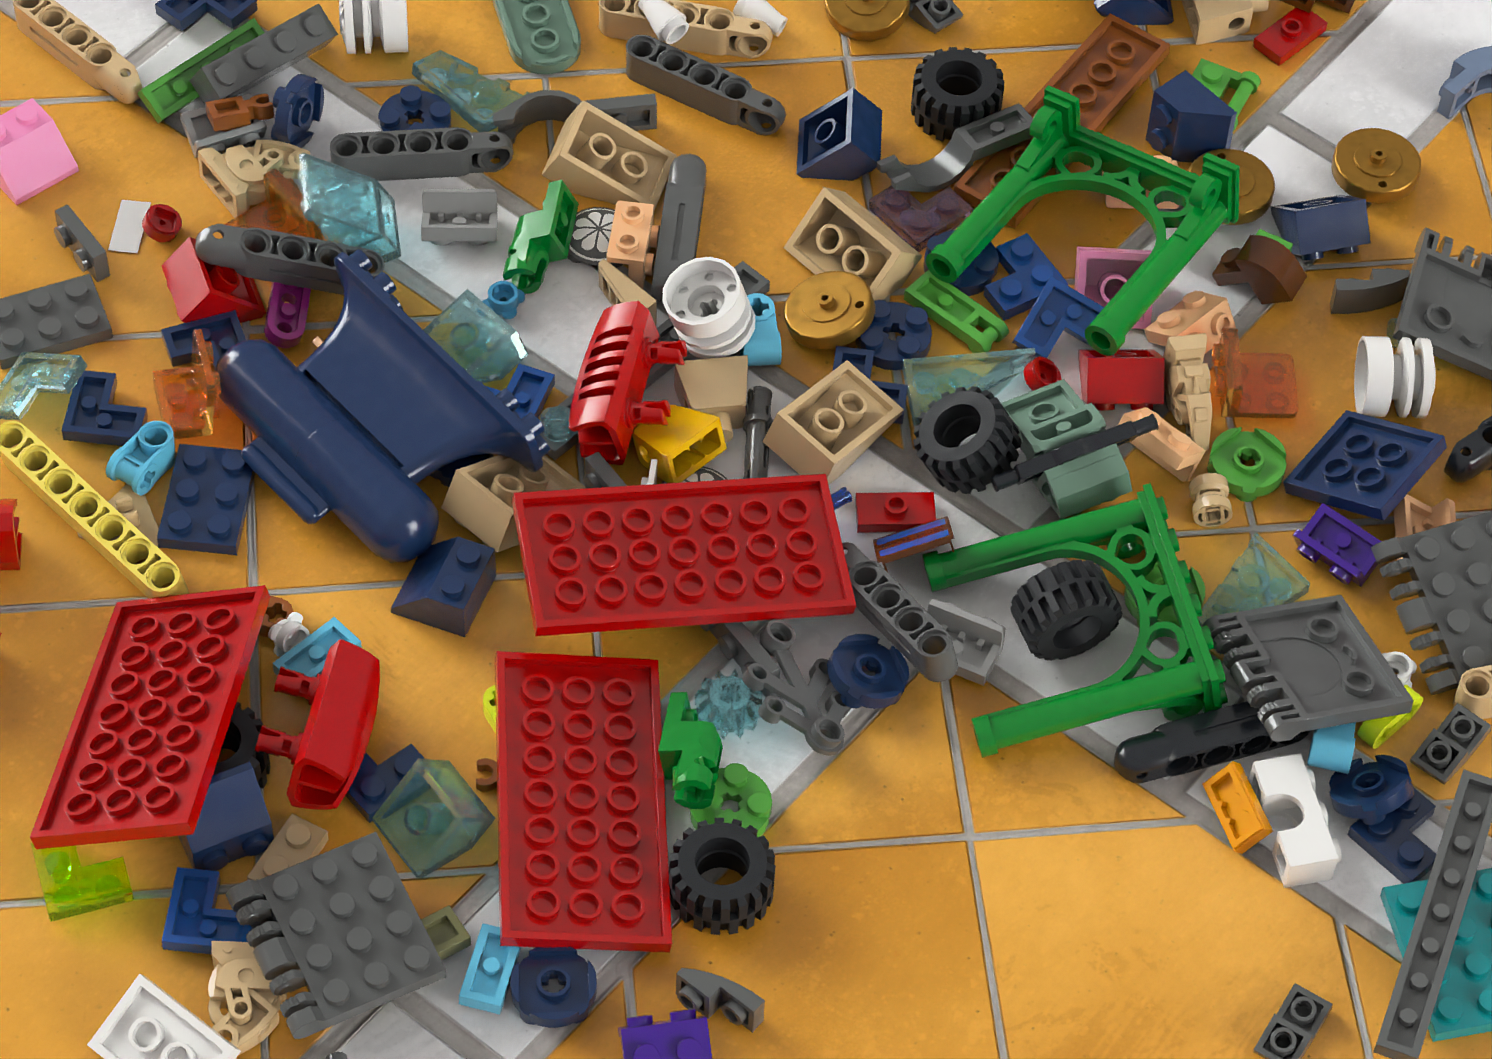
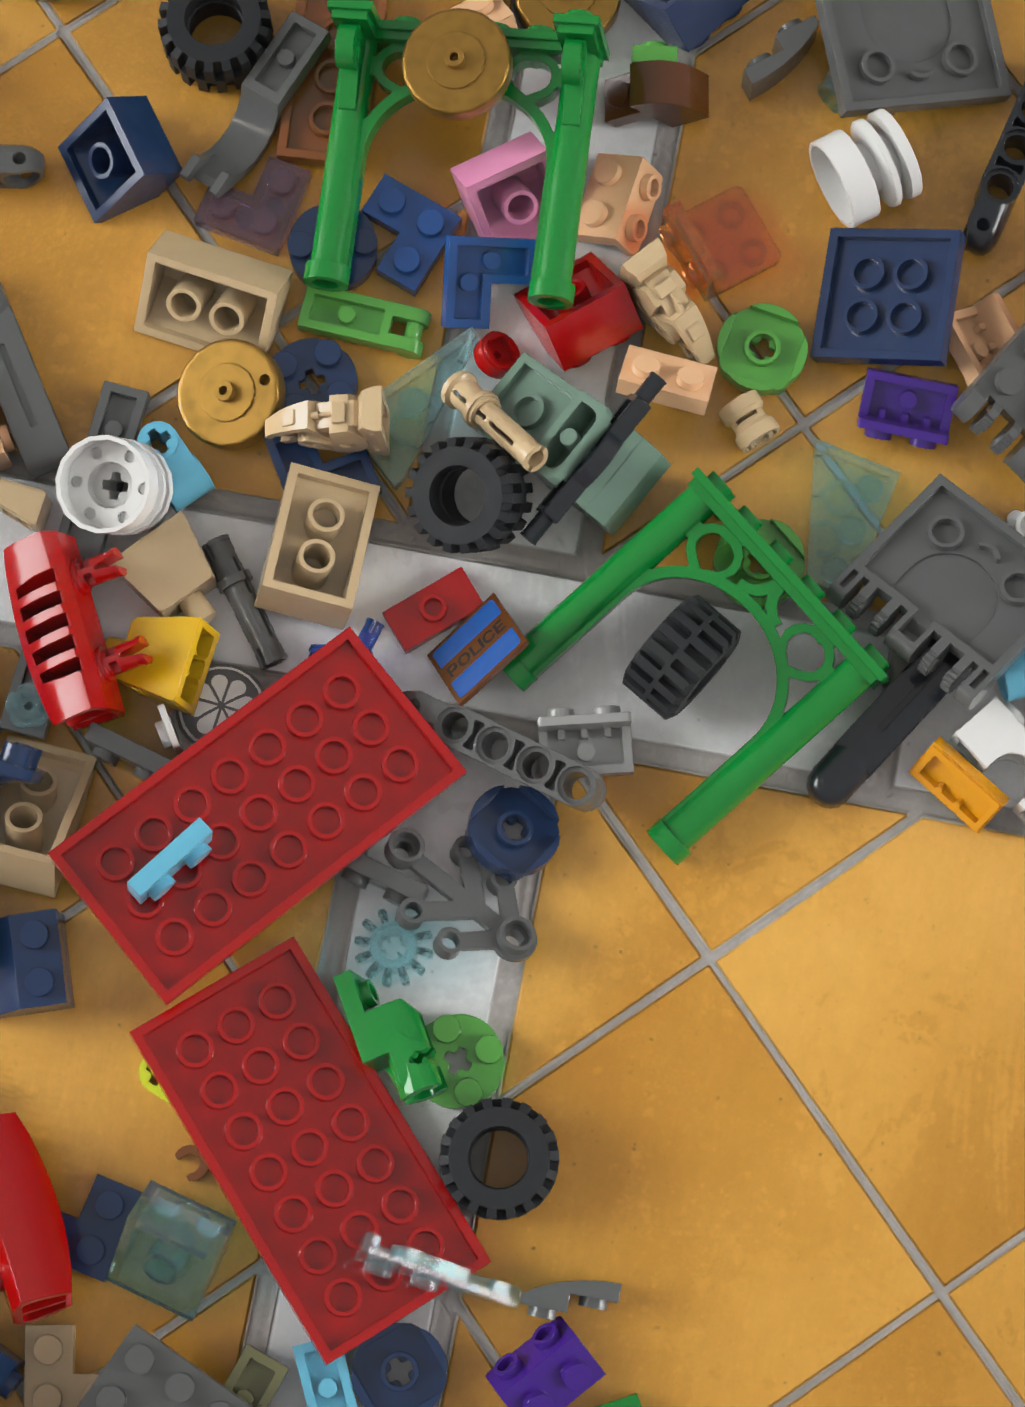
camera: 25 degrees left, 25 degrees up
(599, 535) = (157, 875): none -> medium azure plate
(618, 906) = (431, 1272): none -> clear light blue wing
(898, 348) = (339, 425): none -> tan piece
(1019, 407) = (483, 411): none -> tan pin
(1119, 167) = (457, 64): none -> pearl gold wheel

